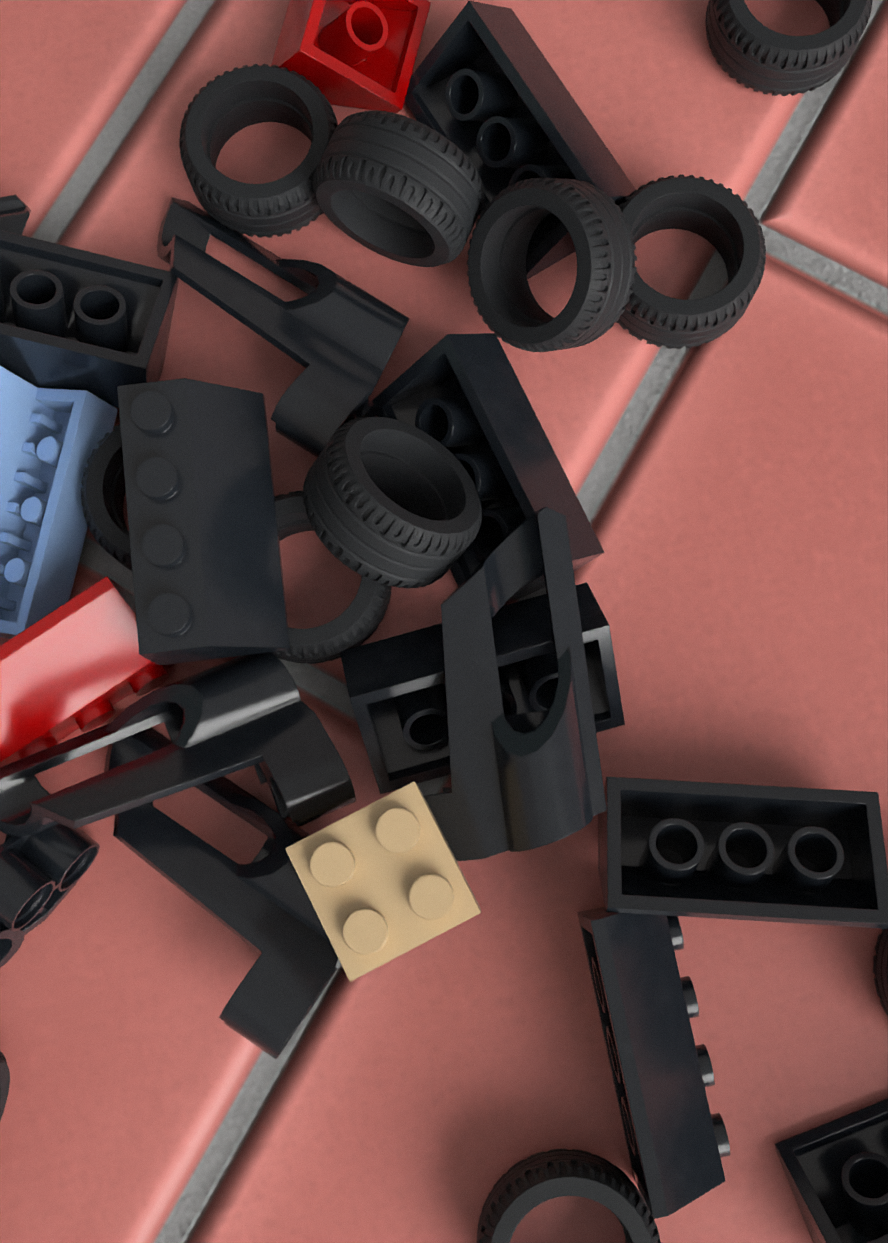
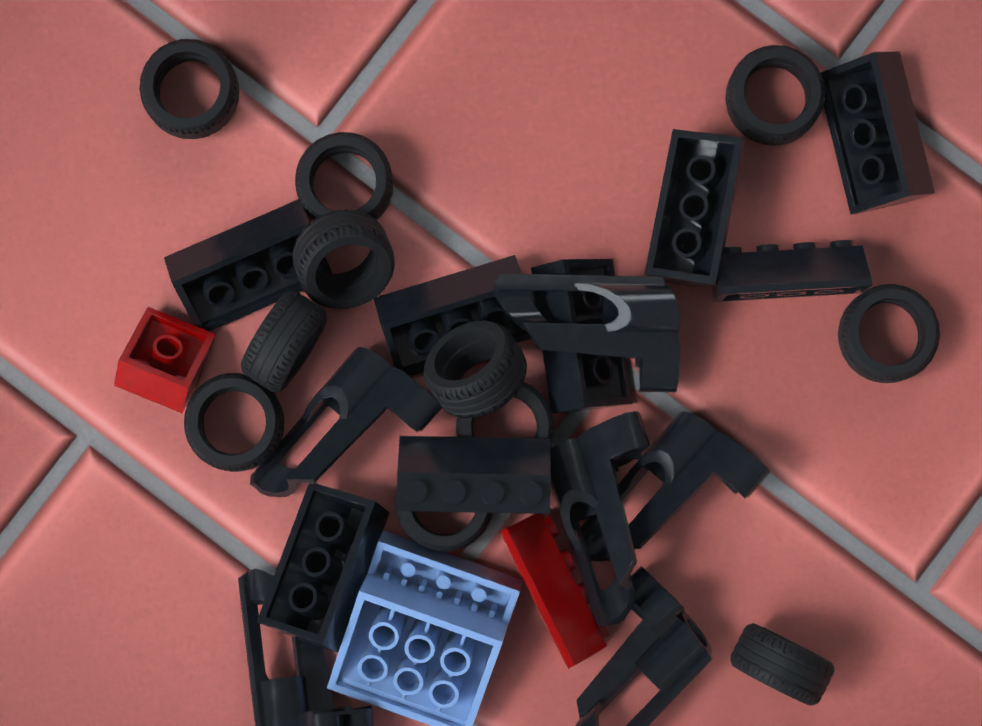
camera: 85 degrees left, 5 degrees up
(383, 880) = (685, 398): tan brick -> none

